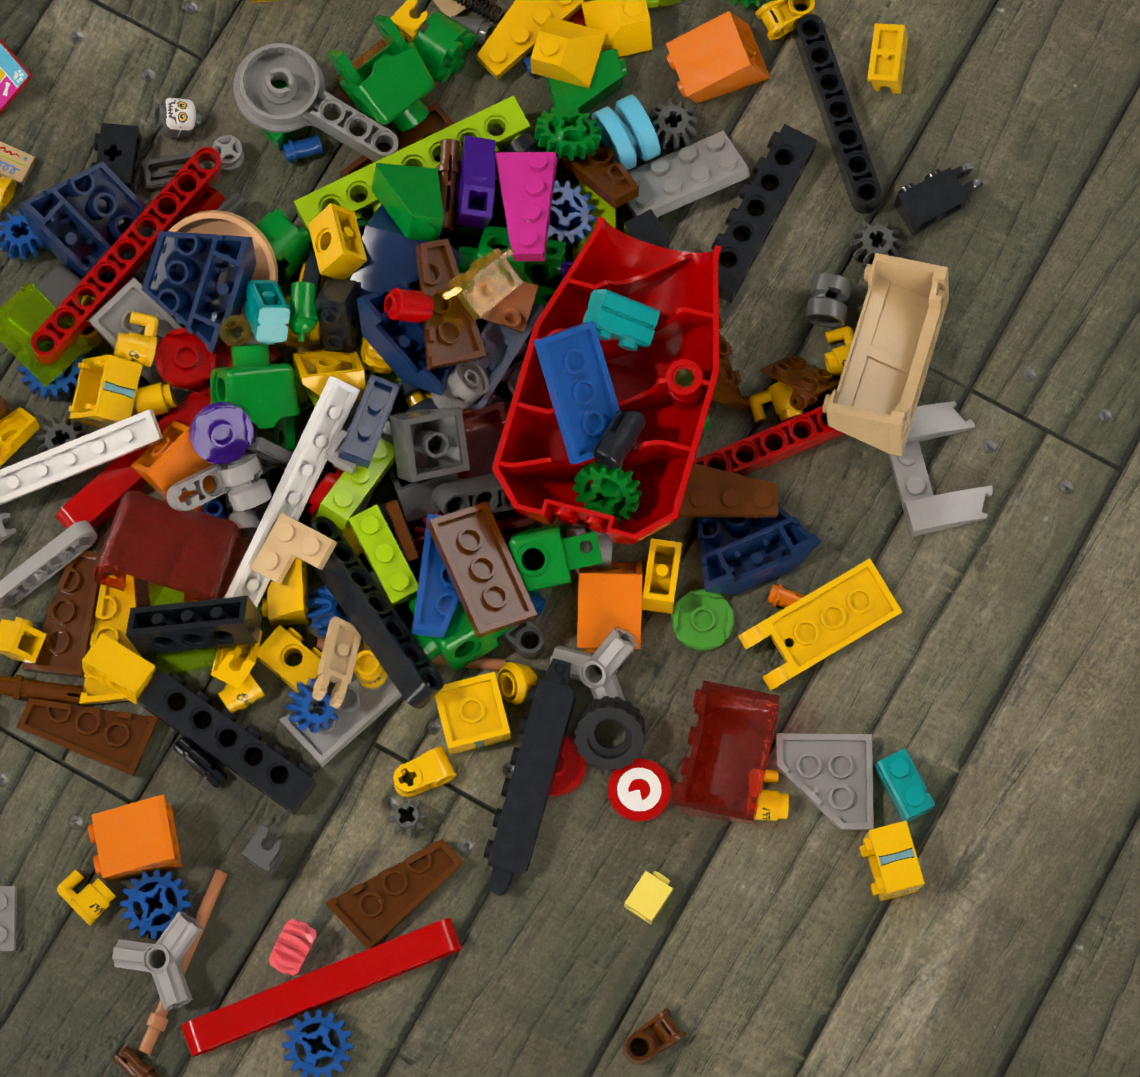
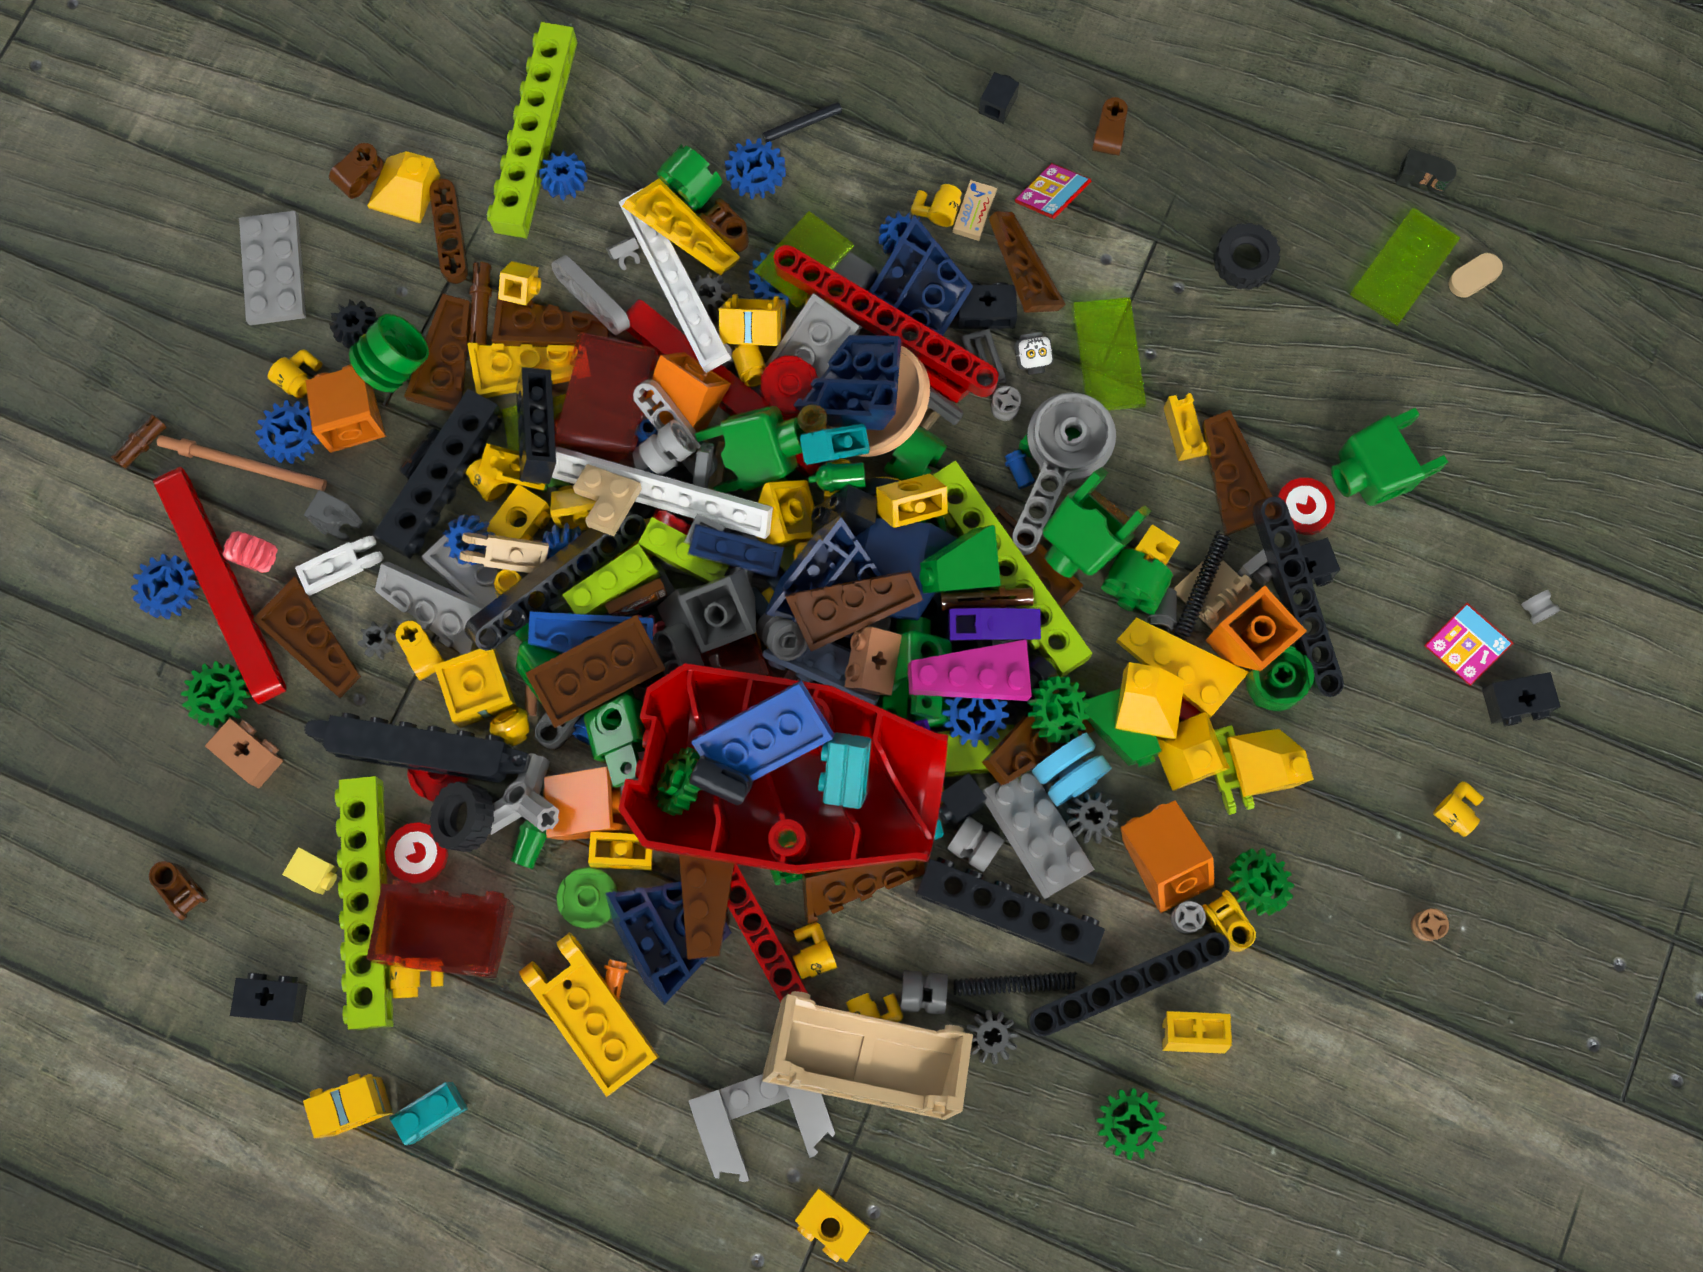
camera: 85 degrees right, 0 degrees up
(33, 816) = (347, 317): none -> black gear
(83, 112) = (1025, 268): none -> reddish brown wing
(86, 780) = (388, 353): none -> green wheel
(118, 668) = (495, 367): yellow hinge -> none
(136, 346) = (793, 339): yellow piece -> none
(146, 957) = (235, 441): light grey piece -> none
(185, 46) = (1109, 353): none -> clear neon green tile
(221, 432) = (707, 416): tile -> none
(317, 861) = (337, 565): none -> white hinge
(384, 745) = (430, 604): none -> light grey wing
(408, 305) = (840, 565): red brick -> none
(431, 997) = (204, 688): none -> green gear
(485, 282) = (874, 636): clear yellow bracket -> none
(532, 958) = (229, 747): none -> nougat brick
(642, 672) = (528, 845): none -> green piece
(692, 231) = (975, 844): none -> light grey wheel
(780, 44) = (1192, 913): none -> light grey wheel
(782, 963) = (250, 1000): none -> black brick
(799, 833) = (372, 824): none -> lime brick
(808, 383) = (834, 970): reddish brown hinge -> none
(828, 217) = (972, 984): none -> black piece
(832, 774) = (440, 1039): light grey plate -> none
(935, 197) = (1050, 1095): black hinge -> none
(954, 126) = (1132, 1108): none -> green gear
(1045, 393) = (851, 1227): none -> yellow brick

